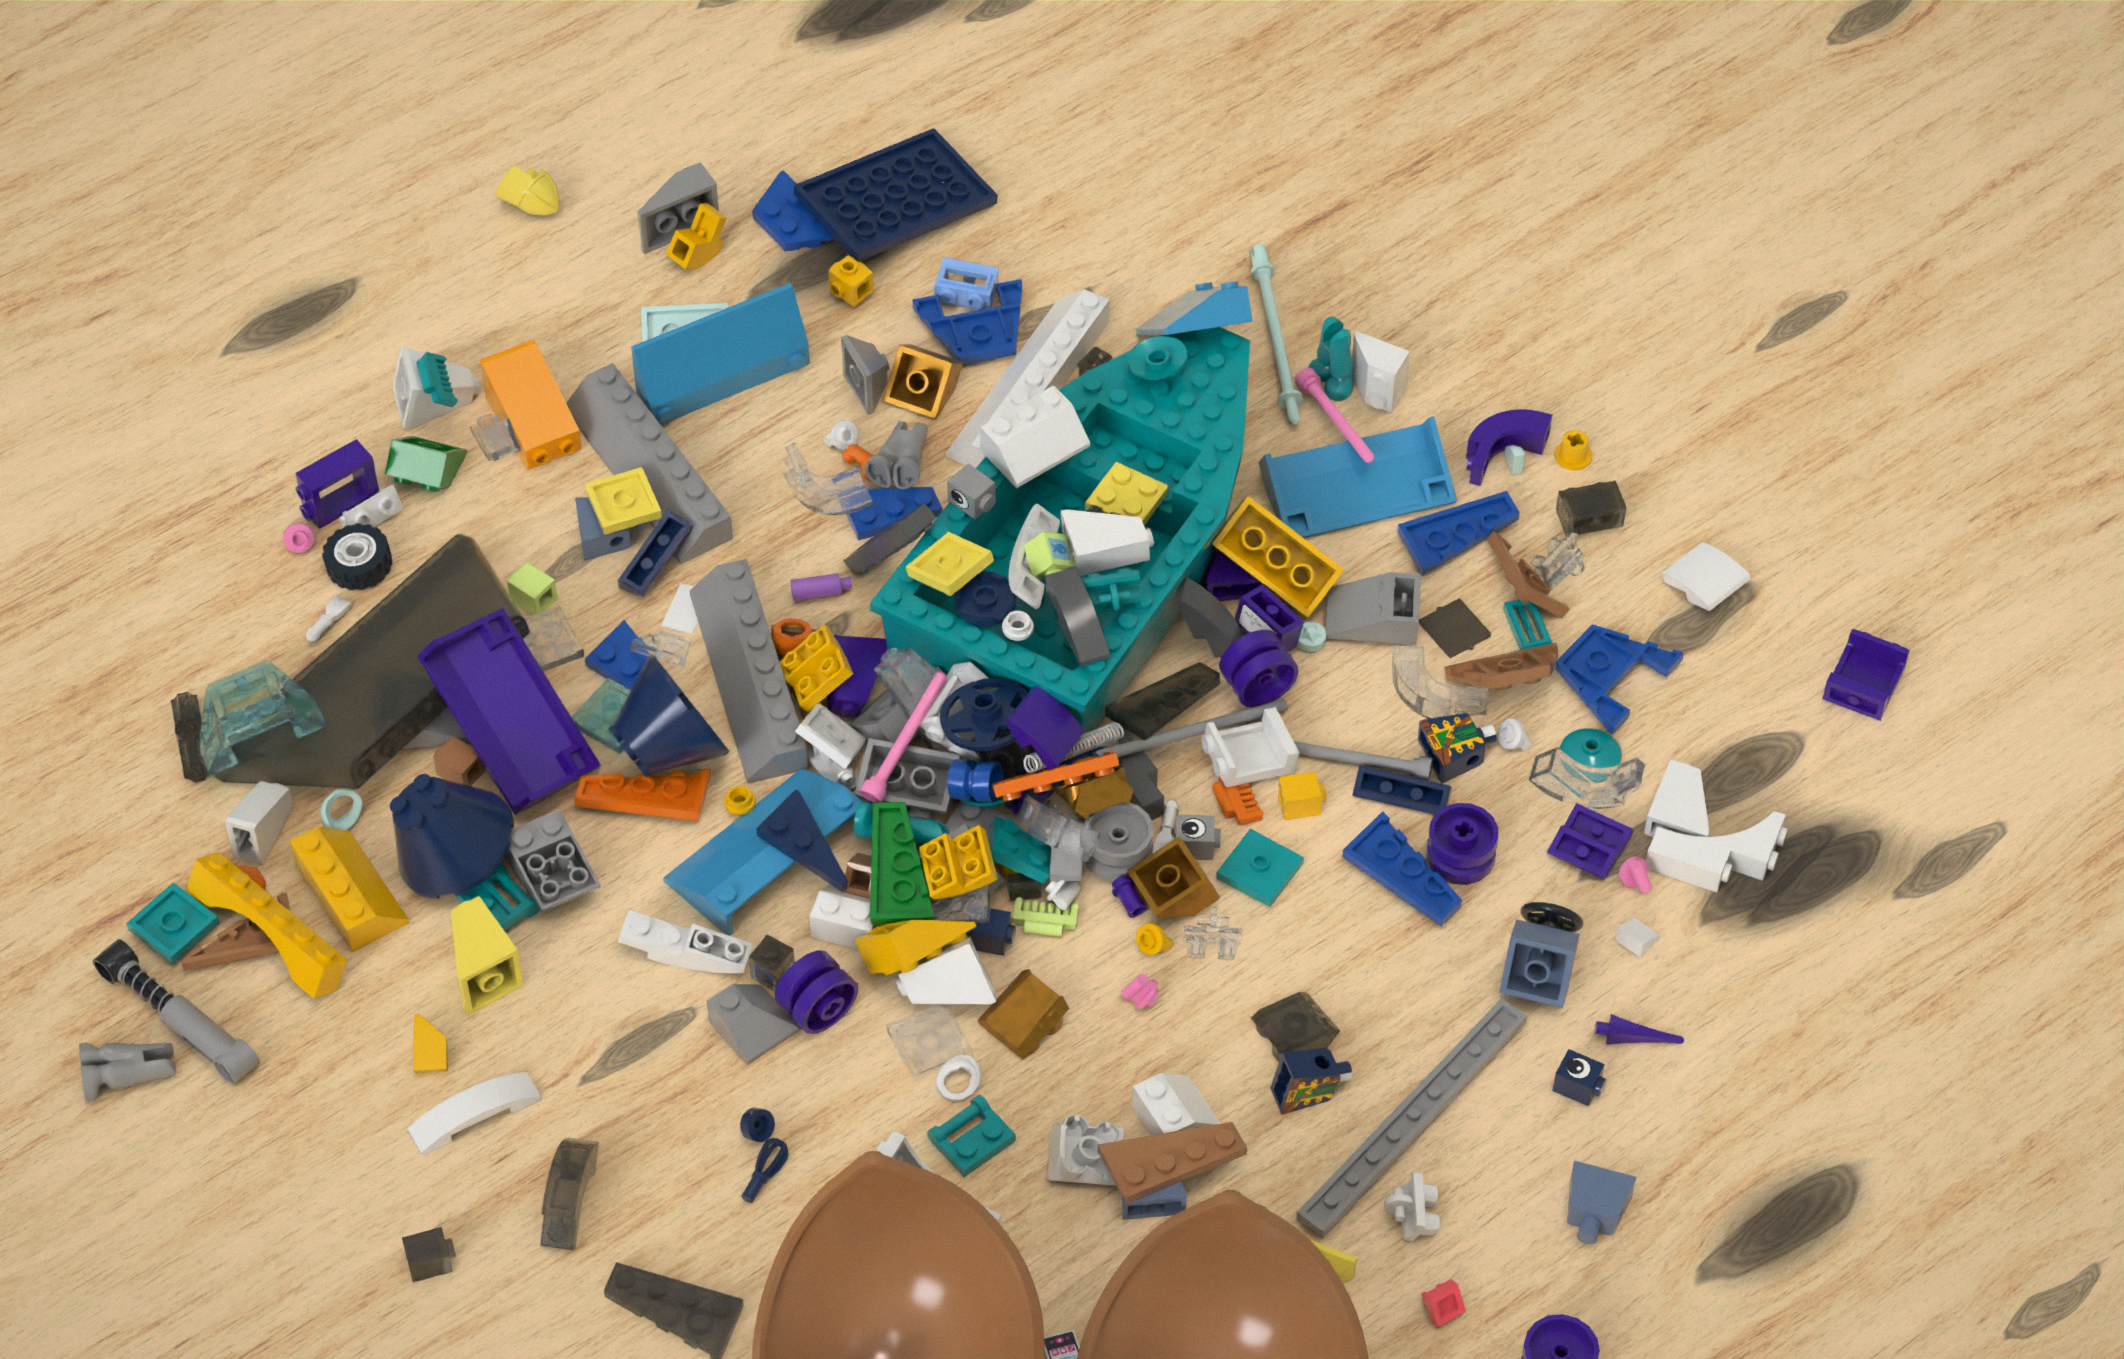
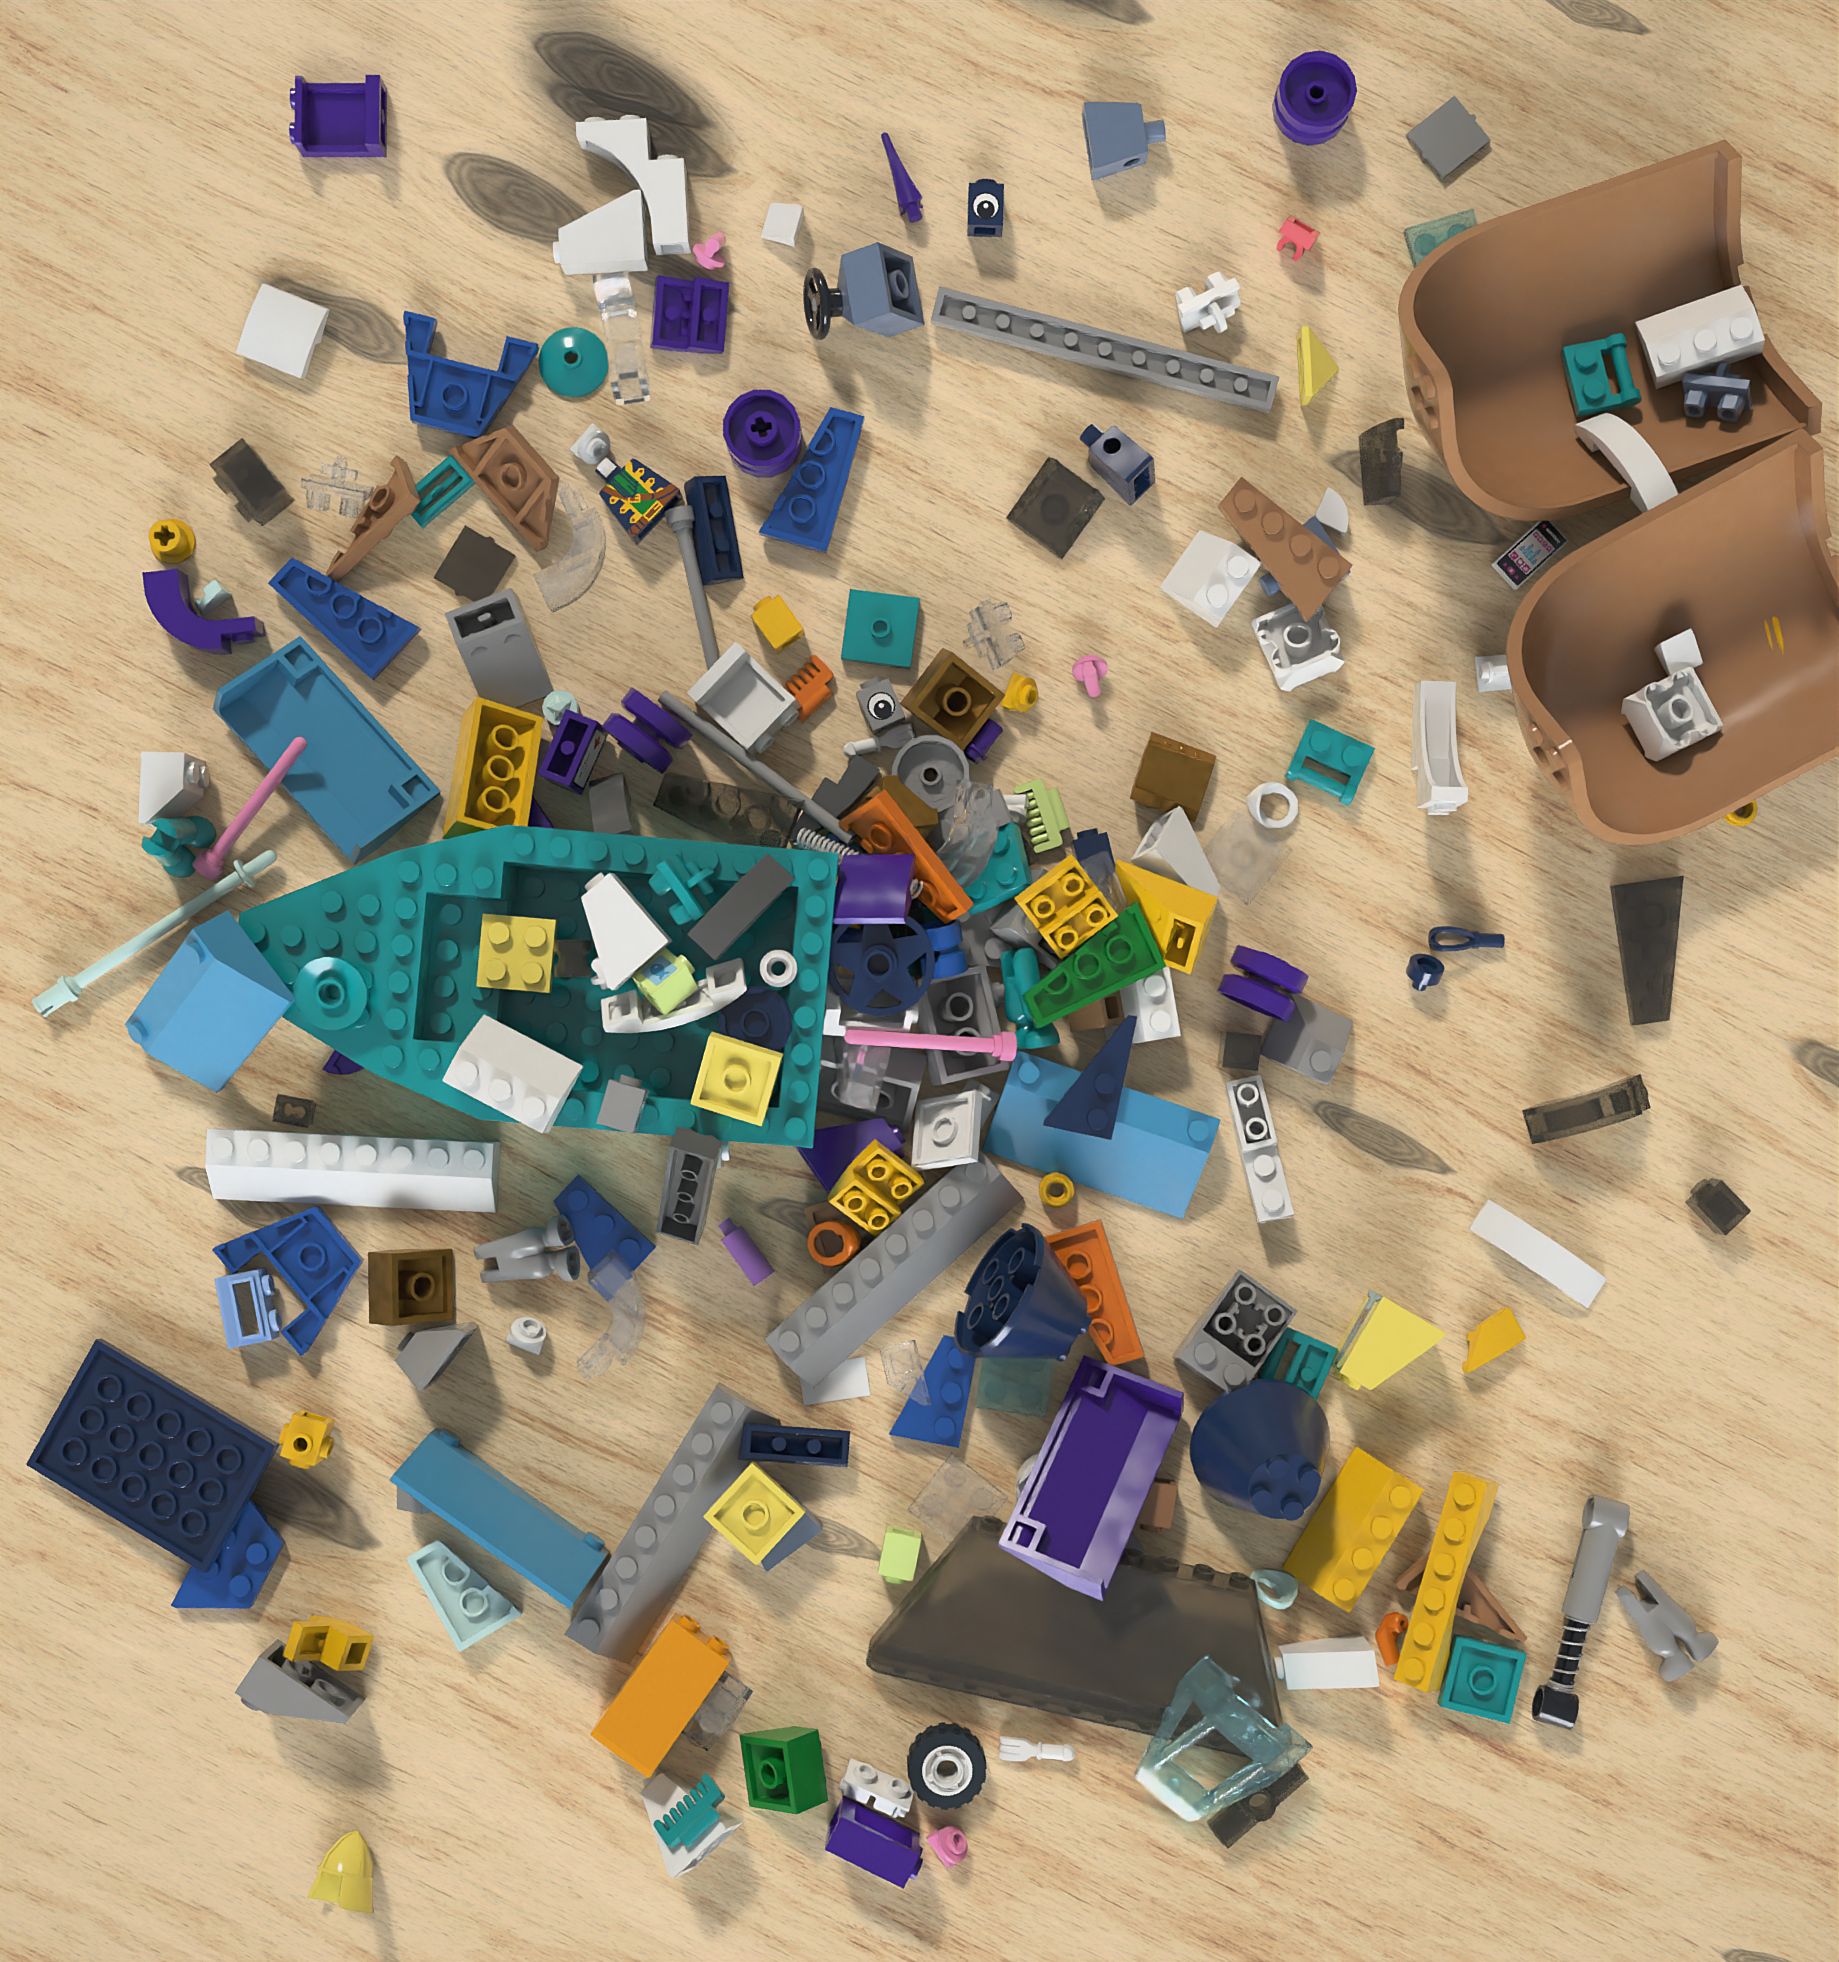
camera: 115 degrees left, 35 degrees up
(858, 454) = (547, 1298): orange arm -> none

